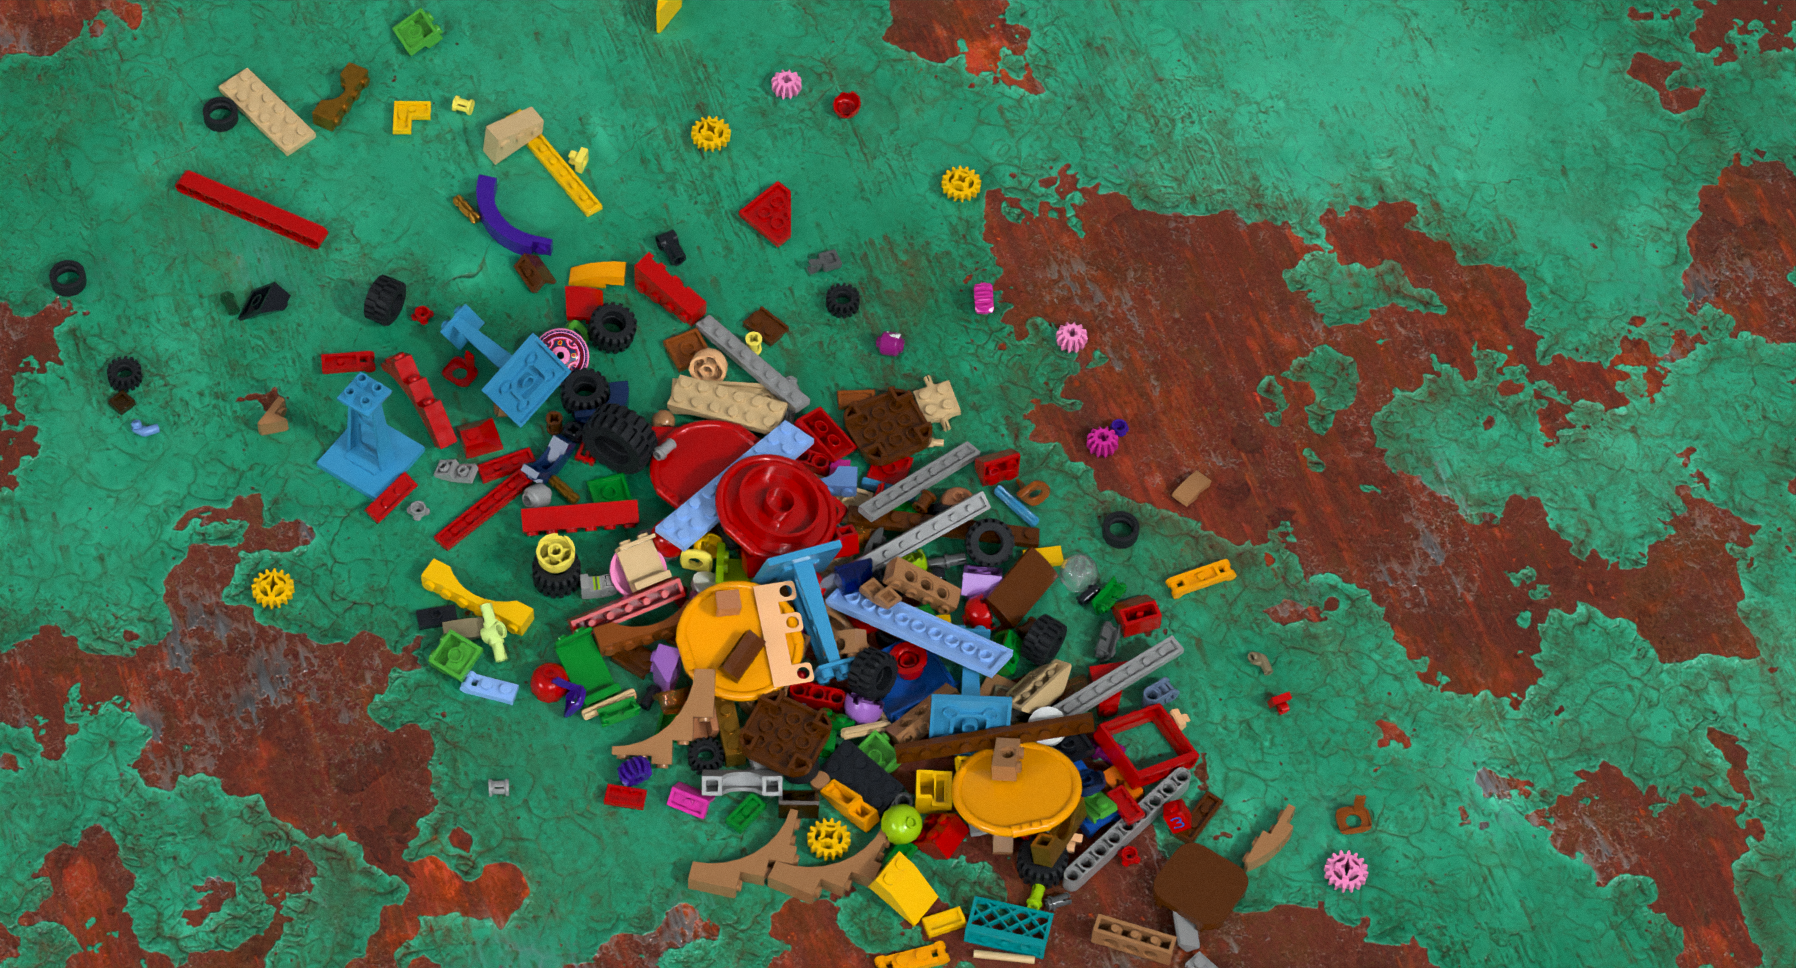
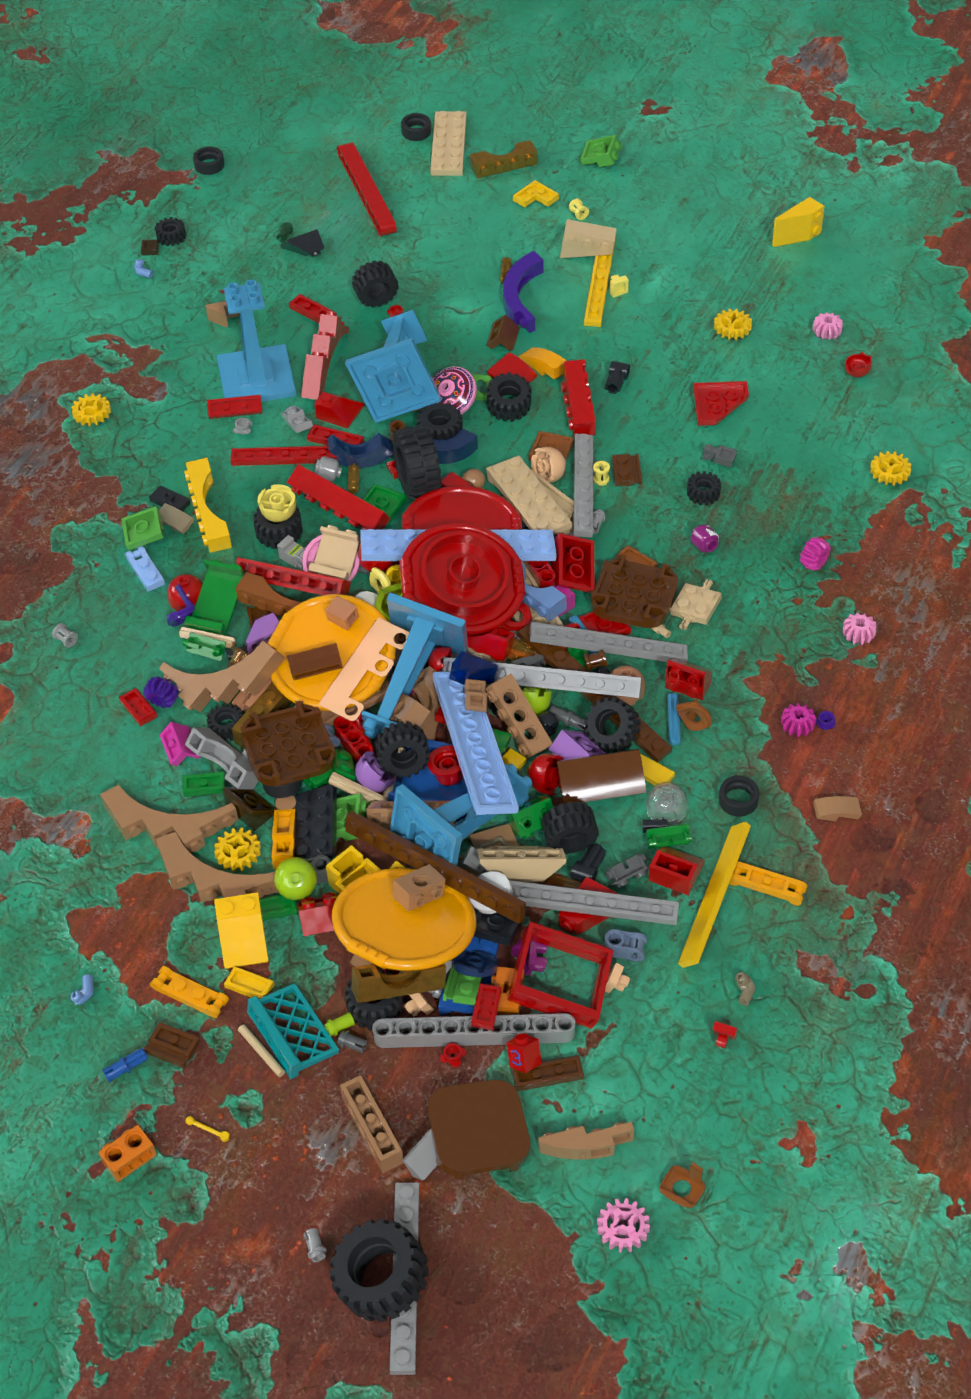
camera: 50 degrees right, 5 degrees down
(493, 632) = (191, 525): yellowish green pin -> none
(660, 452) = (439, 489): light grey pin -> none
(1075, 656) = (589, 863): none -> black piece
(1177, 612) = (714, 895): none -> yellow tile

